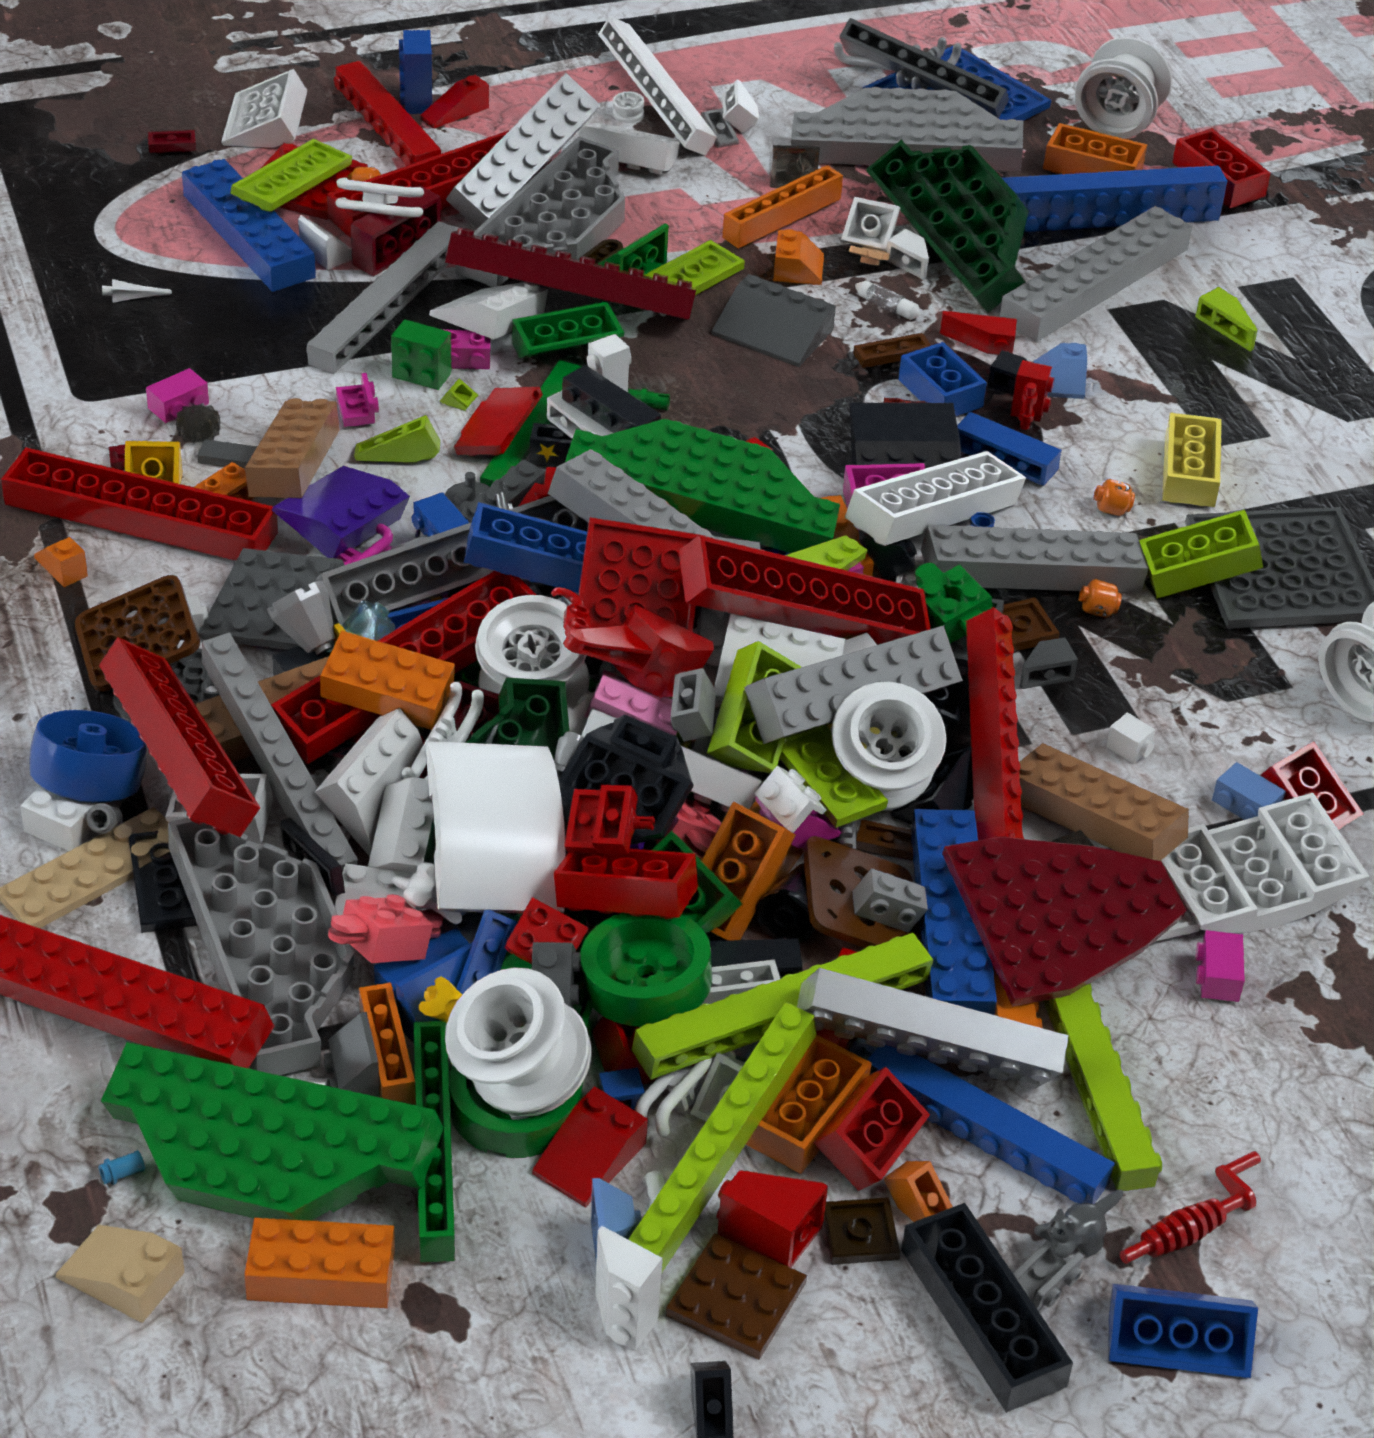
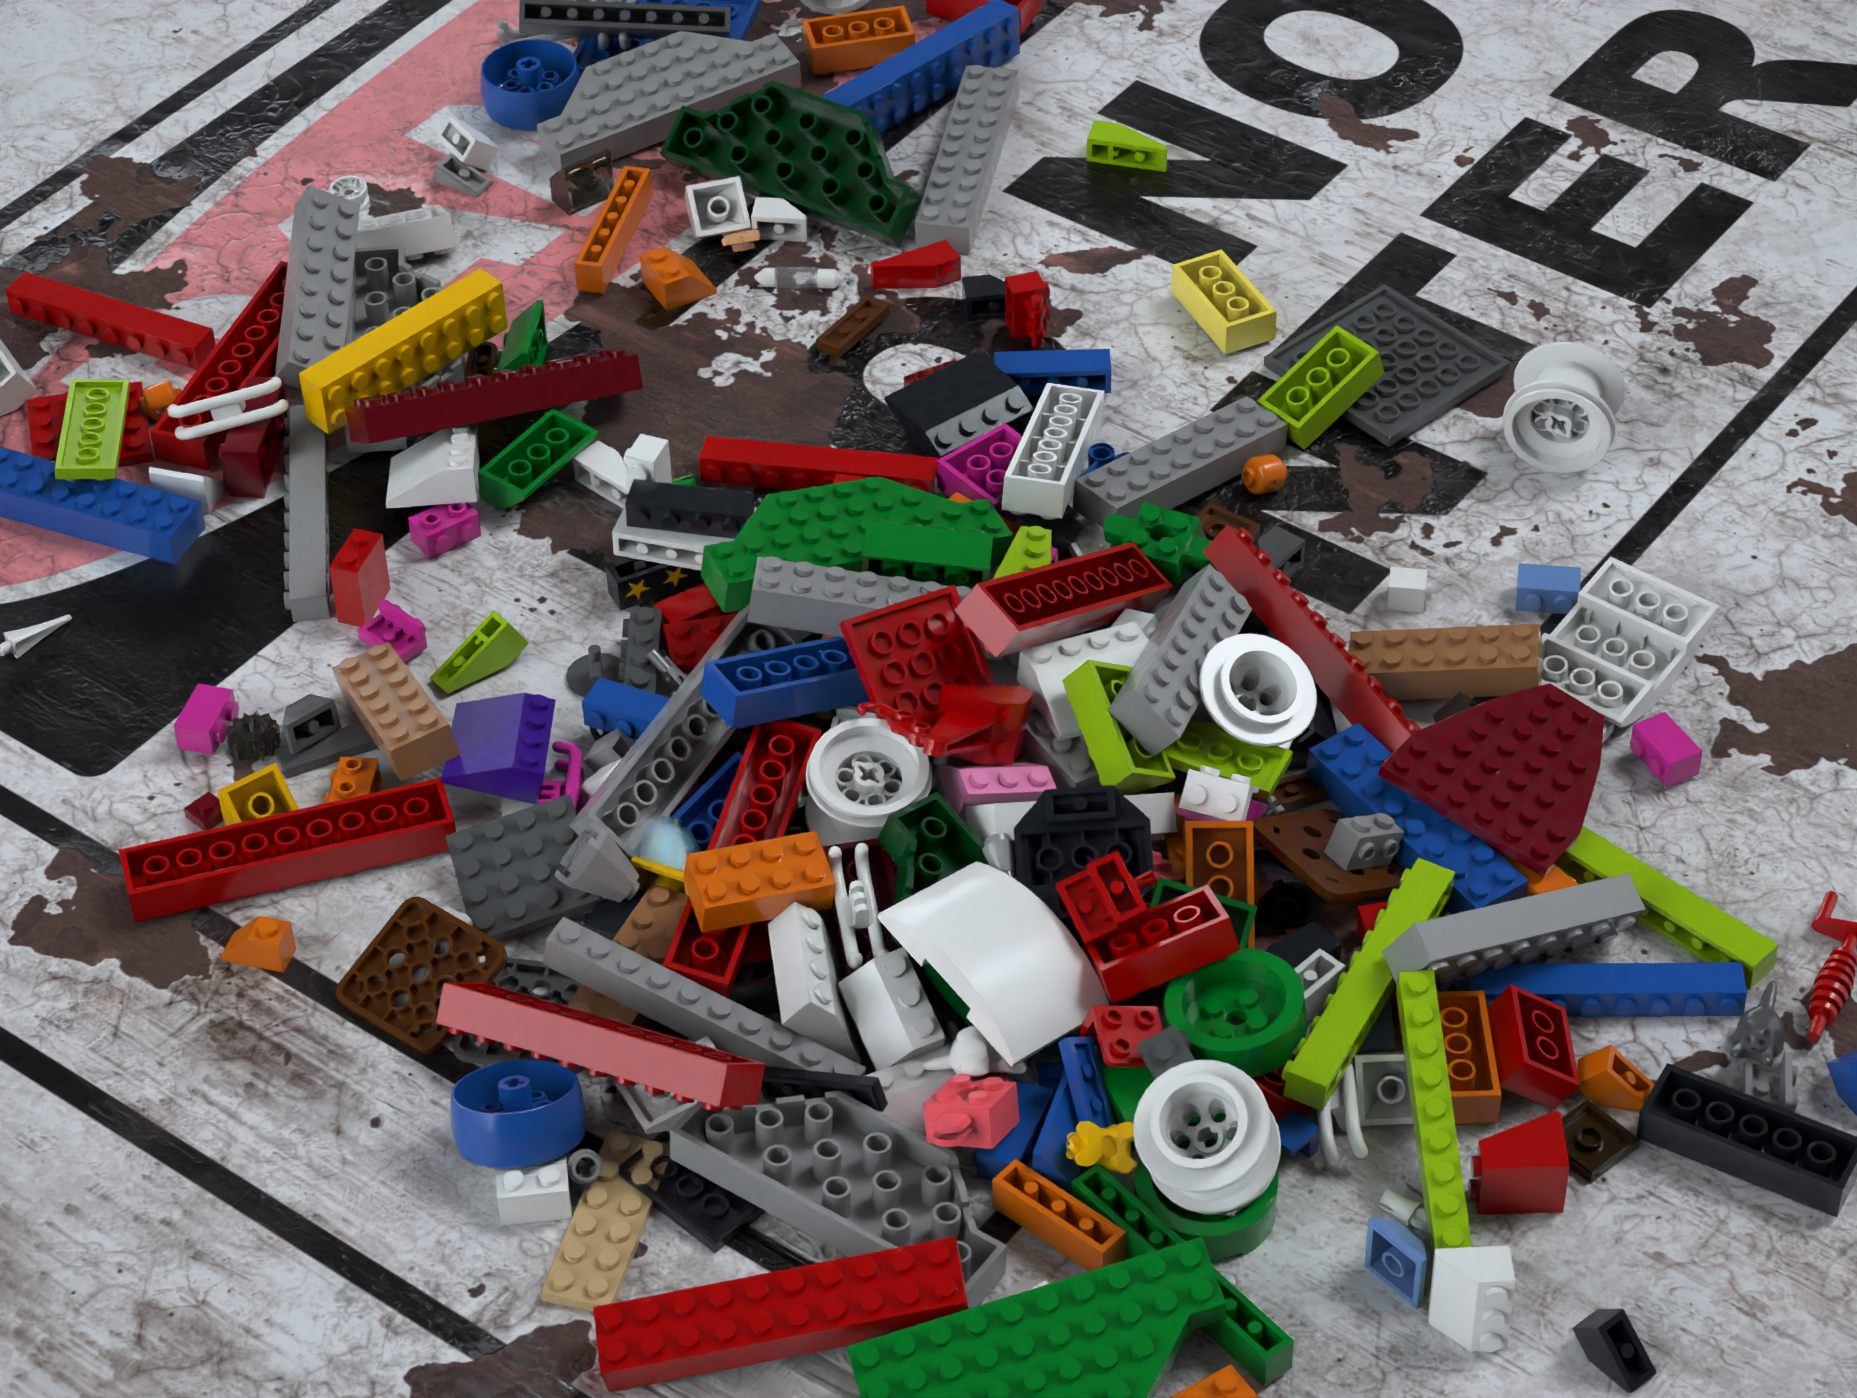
camera: 30 degrees left, 0 degrees up
(235, 429) = (309, 721): none -> dark grey slope
(353, 1058) = (1046, 1244): dark grey slope -> none
(364, 348) = (359, 577): none -> red brick
(415, 70) = (109, 254): blue brick -> none
(421, 354) = (416, 552): green brick -> none
(459, 101) = (169, 270): red slope -> none
(459, 396) = (481, 577): lime slope -> none
(497, 421) = (554, 582): red piece -> none
(520, 445) = (583, 570): green tile -> none
(538, 211) = (405, 348): none -> yellow brick
(591, 1144) = (1313, 1202): red slope -> none
(657, 86) = (361, 158): white brick -> none
(693, 705) = (1062, 753): light grey brick -> none
(702, 266) = (590, 327): lime plate -> none
(725, 511) = (927, 553): none -> green brick
(736, 1296) = (1551, 1252): reddish brown plate -> none
(744, 420) = (806, 465): none -> red brick
(775, 320) = (716, 350): dark grey slope -> none
(818, 80) = (515, 81): none -> blue wheel
(941, 376) = (932, 332): blue brick -> none
(1068, 369) = (1029, 256): medium blue slope -> none
(1114, 497) = (1187, 372): orange head -> none
(1310, 772) = (1588, 546): red slope -> none

